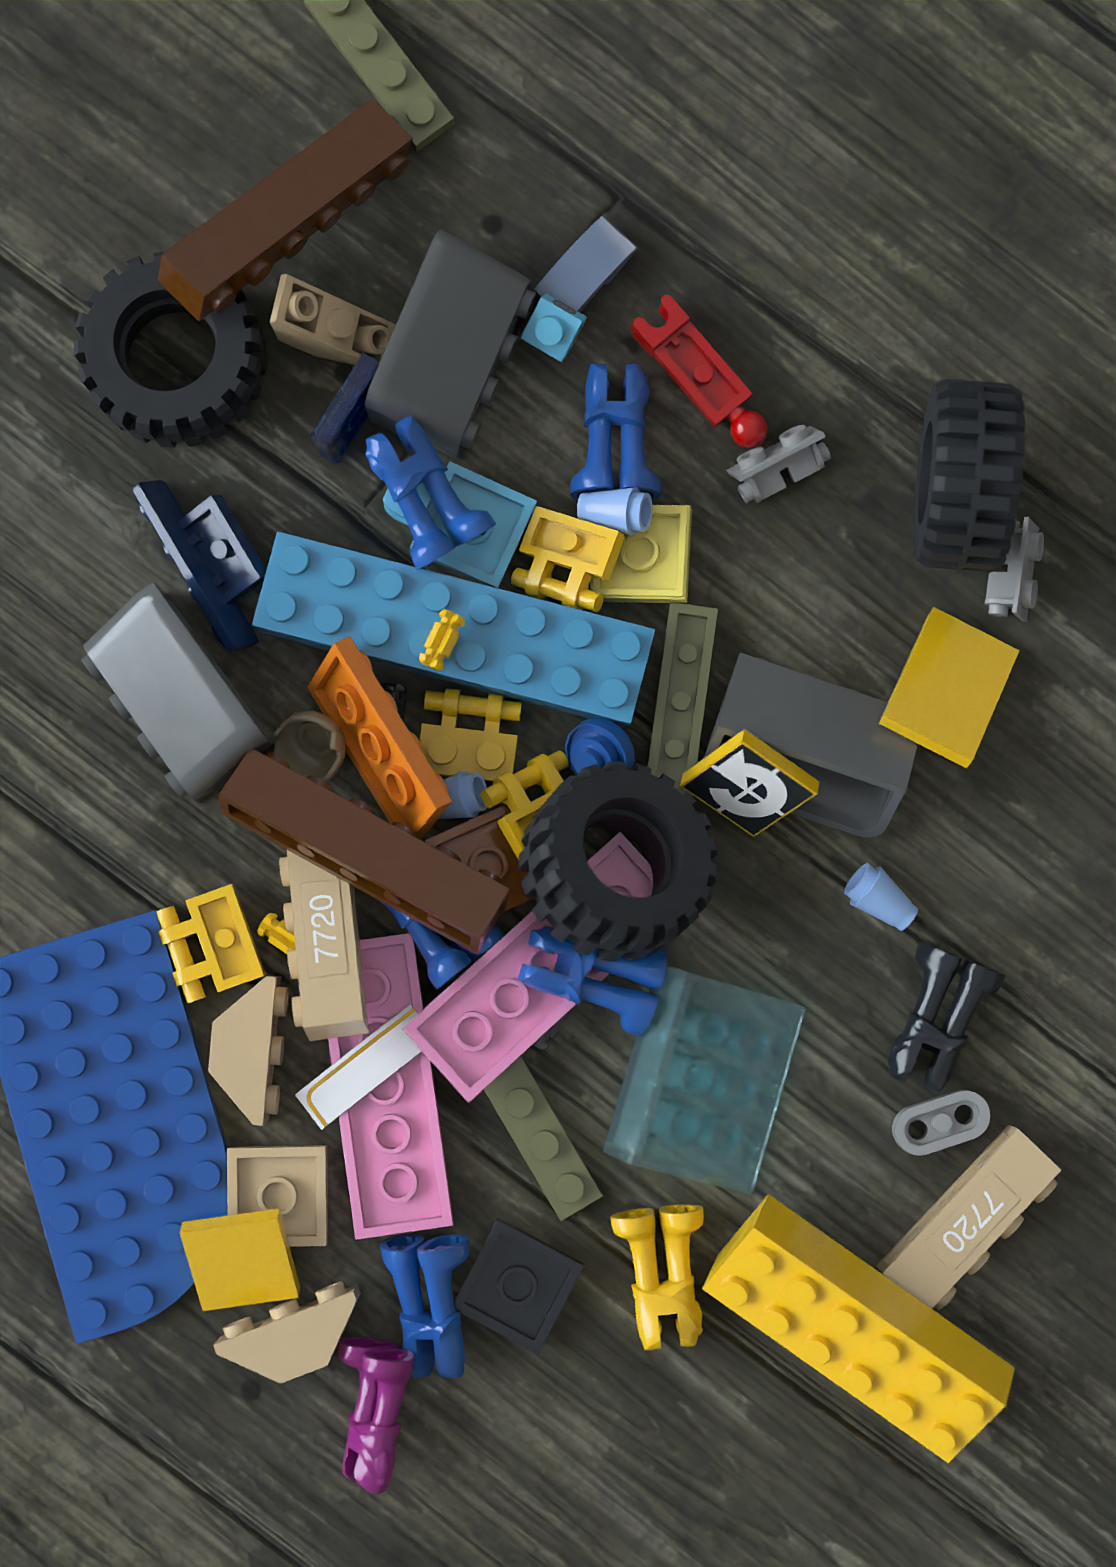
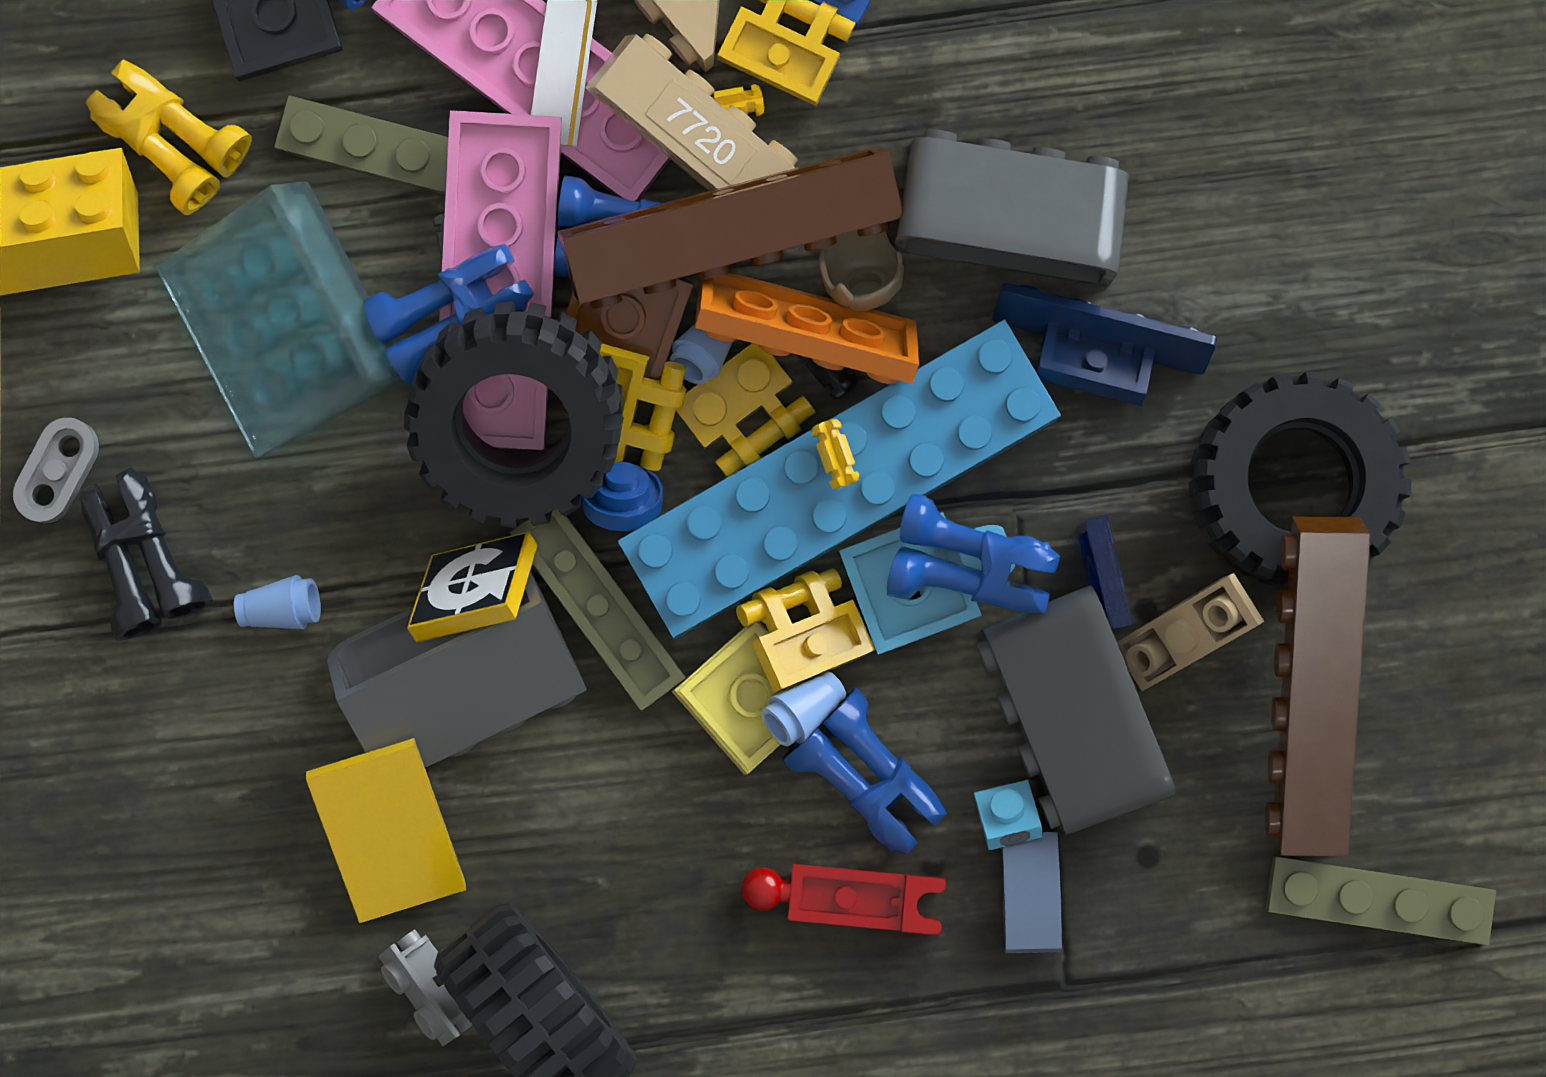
camera: 135 degrees right, 0 degrees up
(762, 467) = (706, 911): light grey hinge -> none

